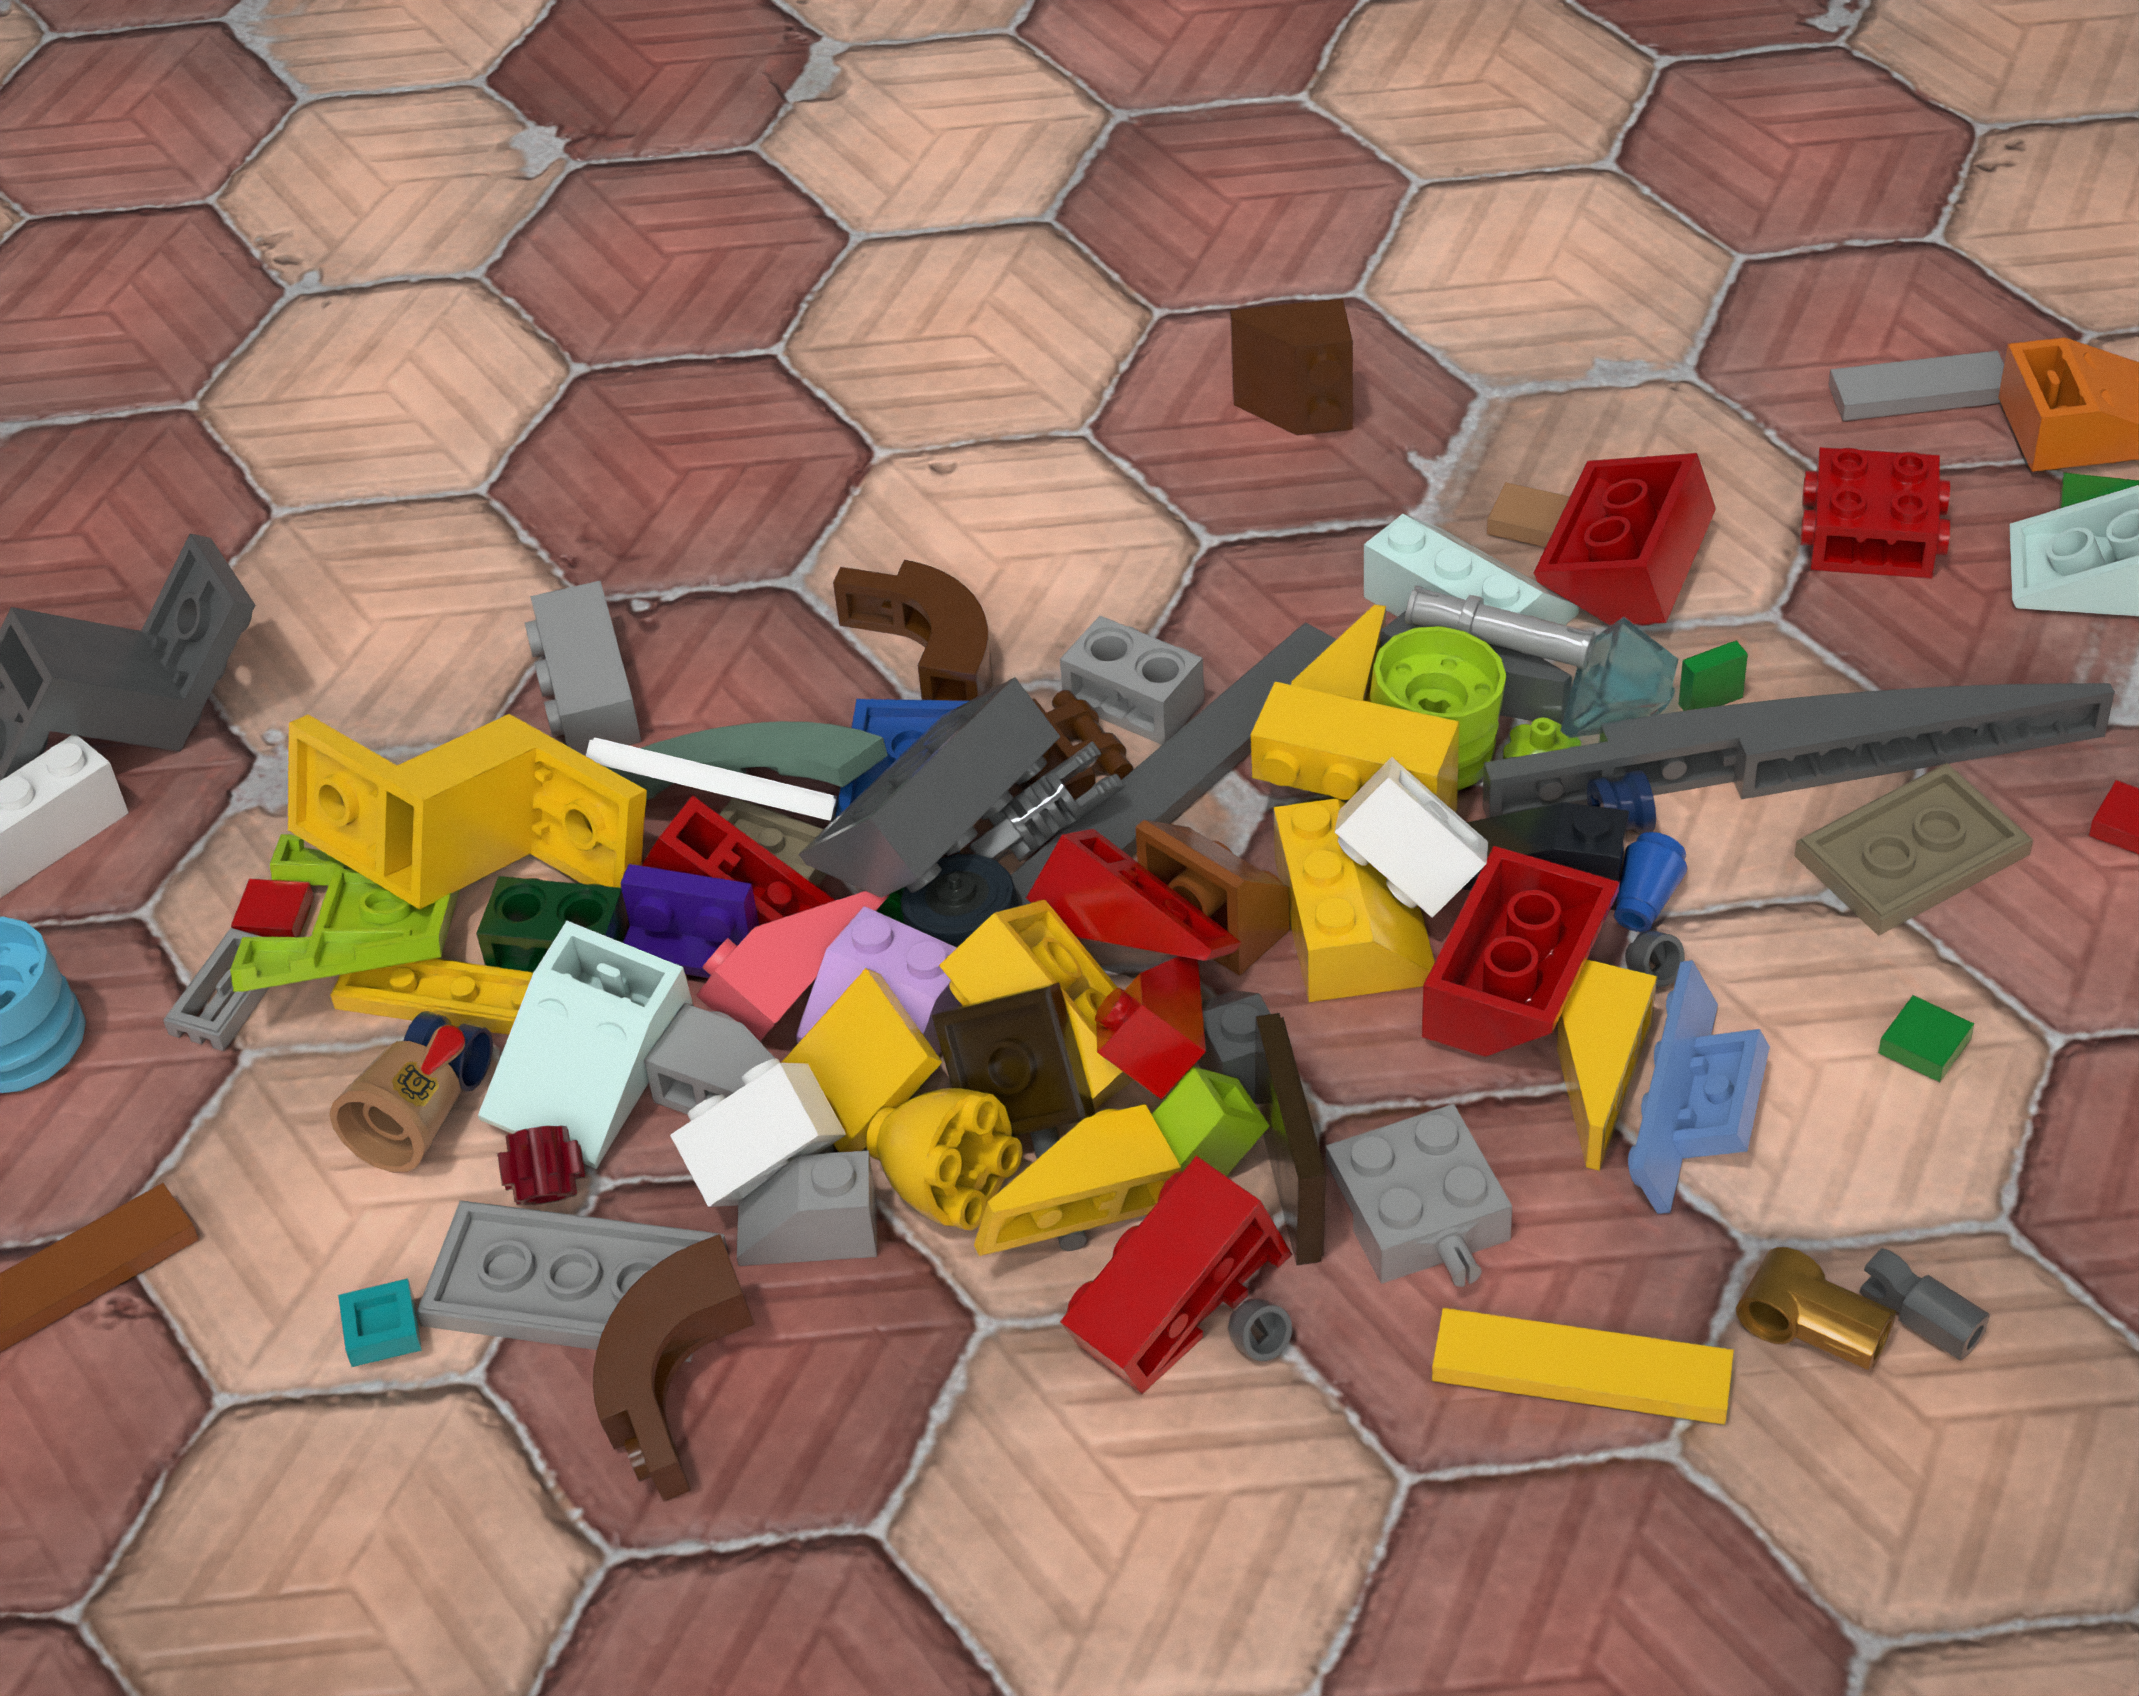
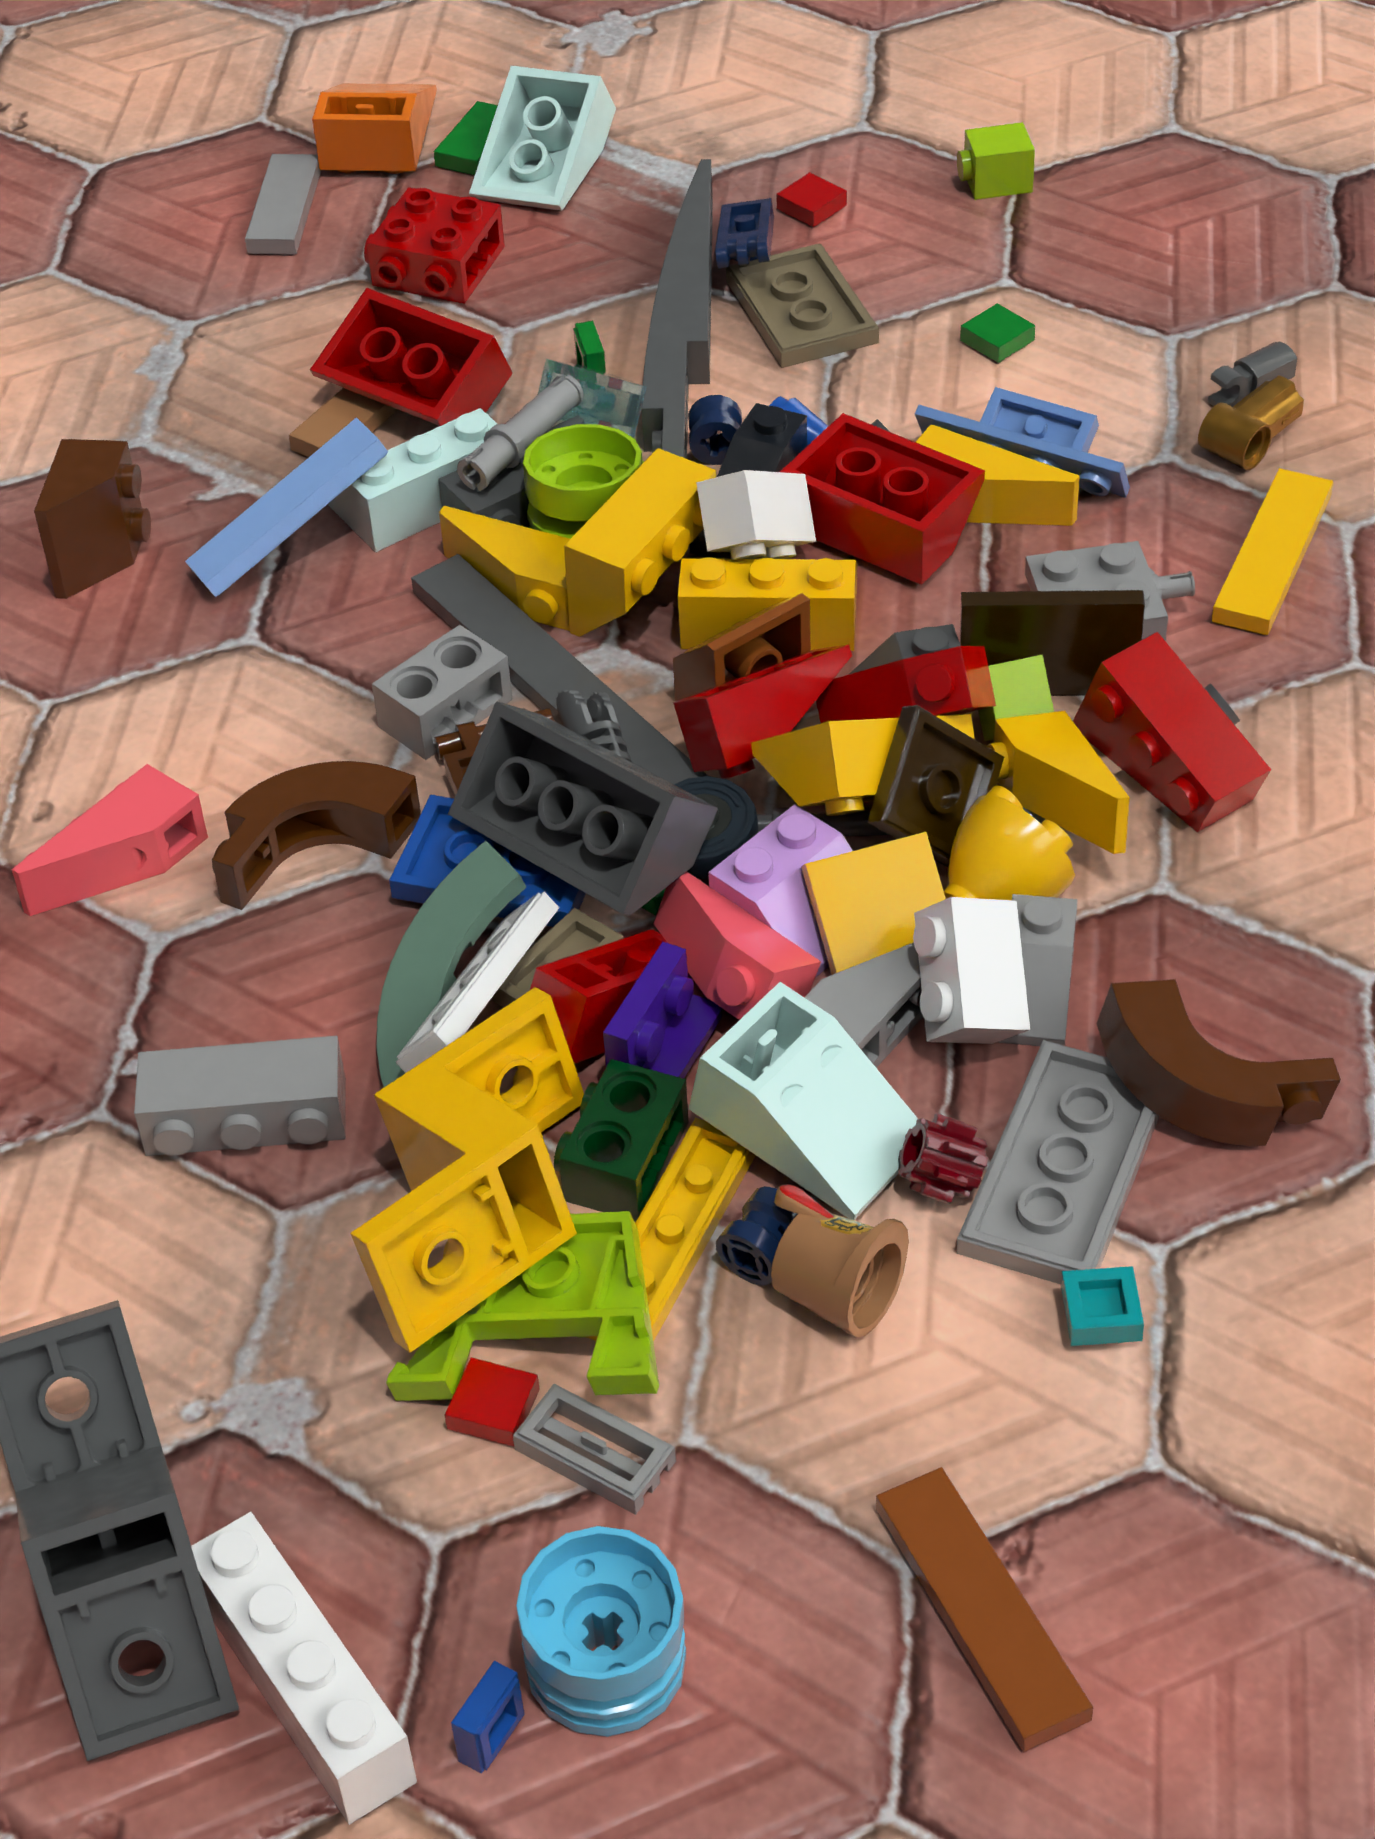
camera: 80 degrees left, 0 degrees up
(886, 512) = (117, 842): none -> coral slope
(1351, 495) = (286, 507): none -> light blue tile
(1998, 759) = (745, 232): none -> dark blue hinge

